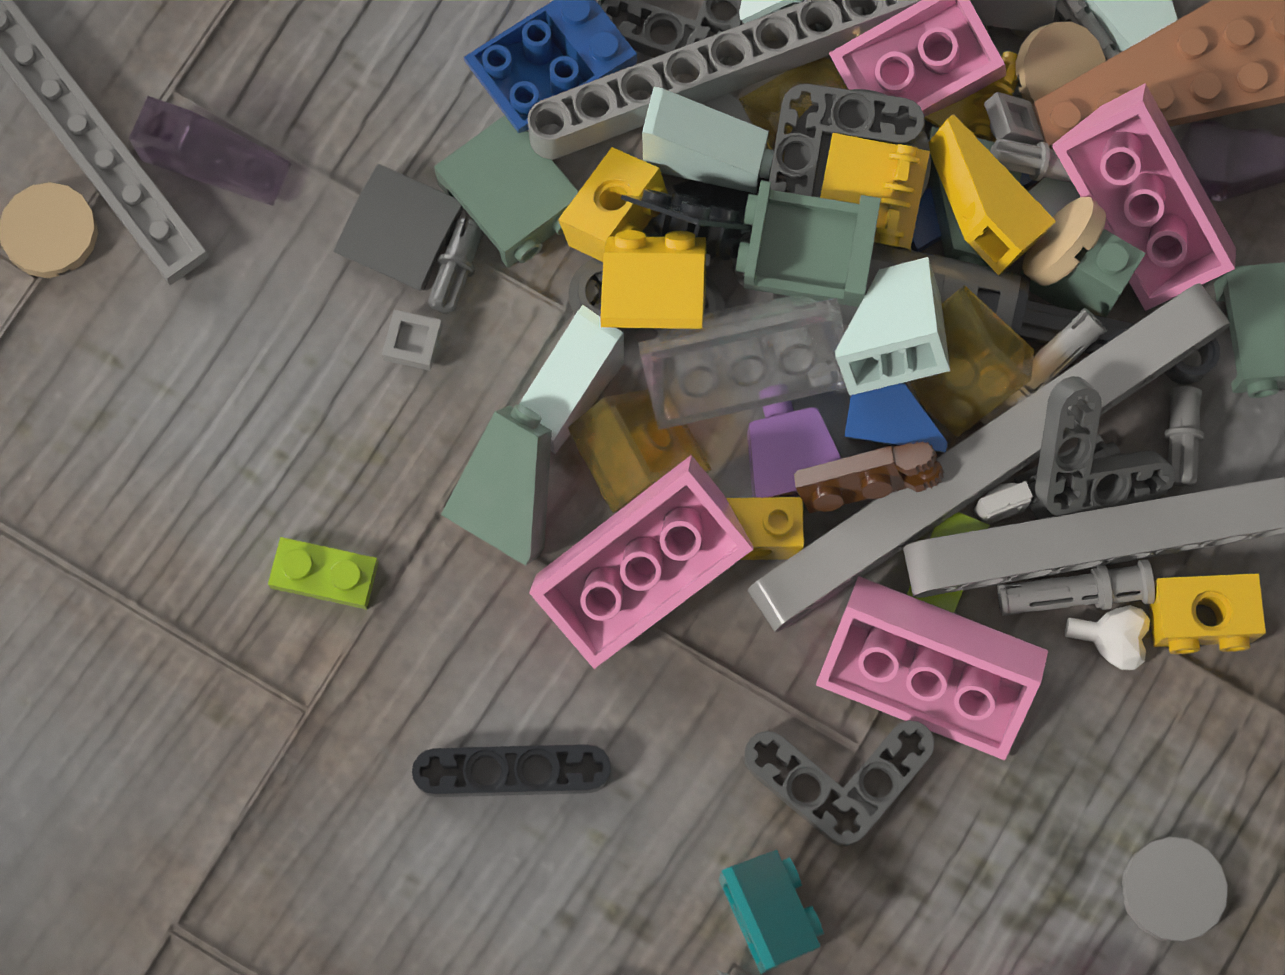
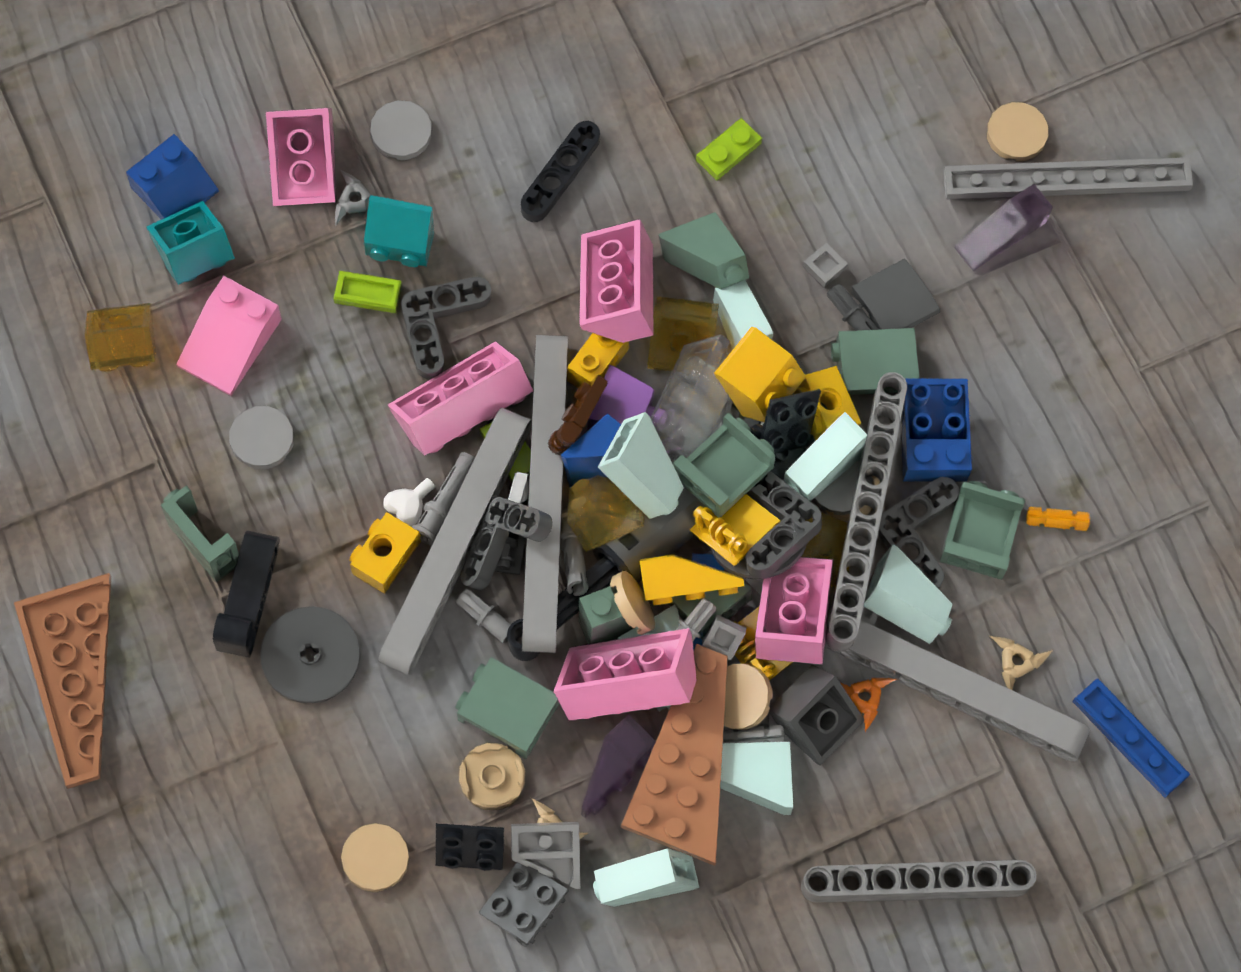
camera: 120 degrees right, 5 degrees down
(870, 903) = (367, 291): none -> lime tile

